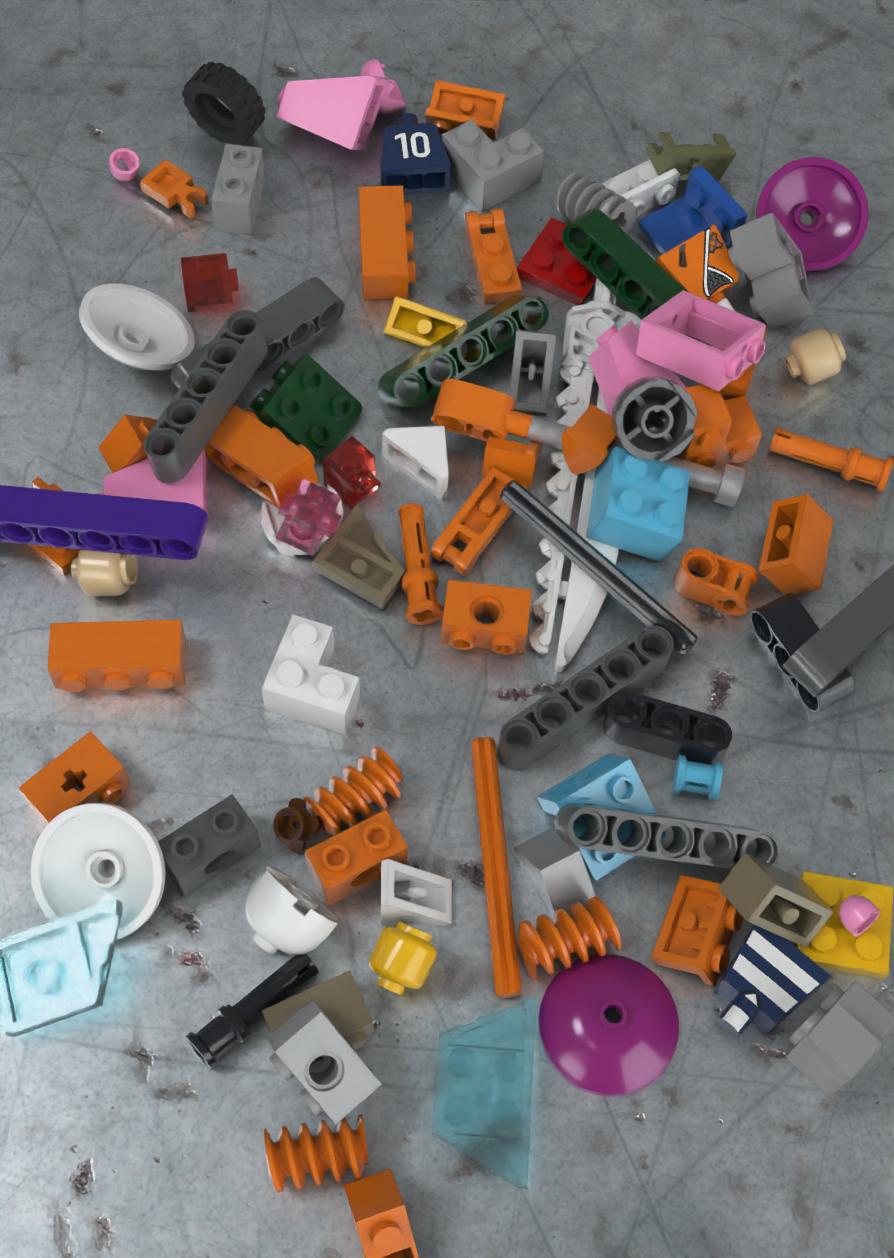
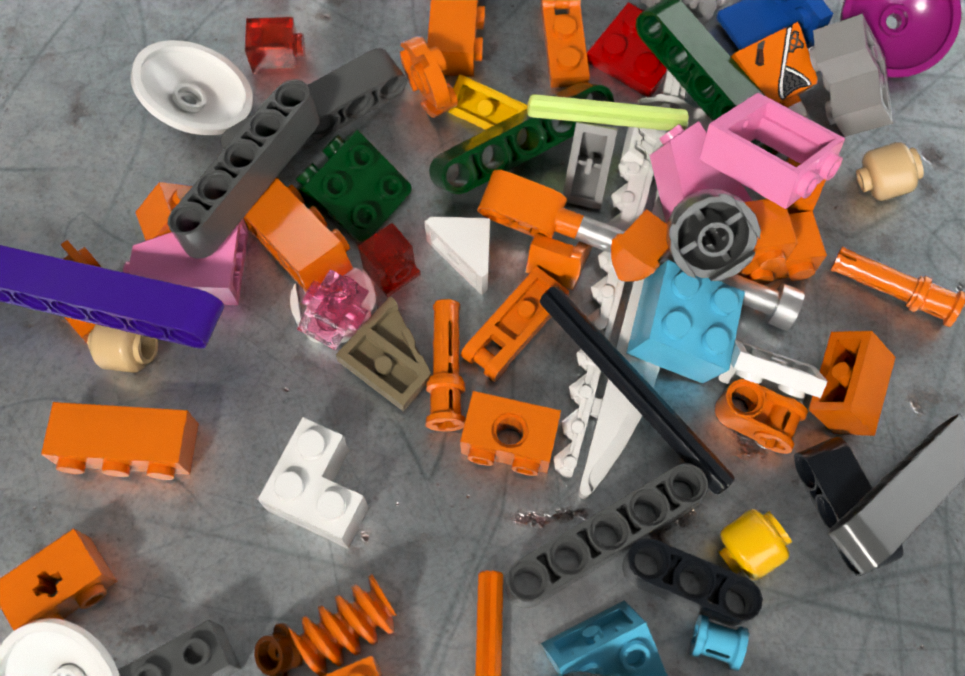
camera: 10 degrees right, 5 degrees up
(365, 297) = (424, 73): none -> orange plate
(542, 320) = (606, 112): none -> yellowish green axle
(722, 690) = (754, 544): none -> yellow head
(723, 541) = (774, 372): none -> white bracket

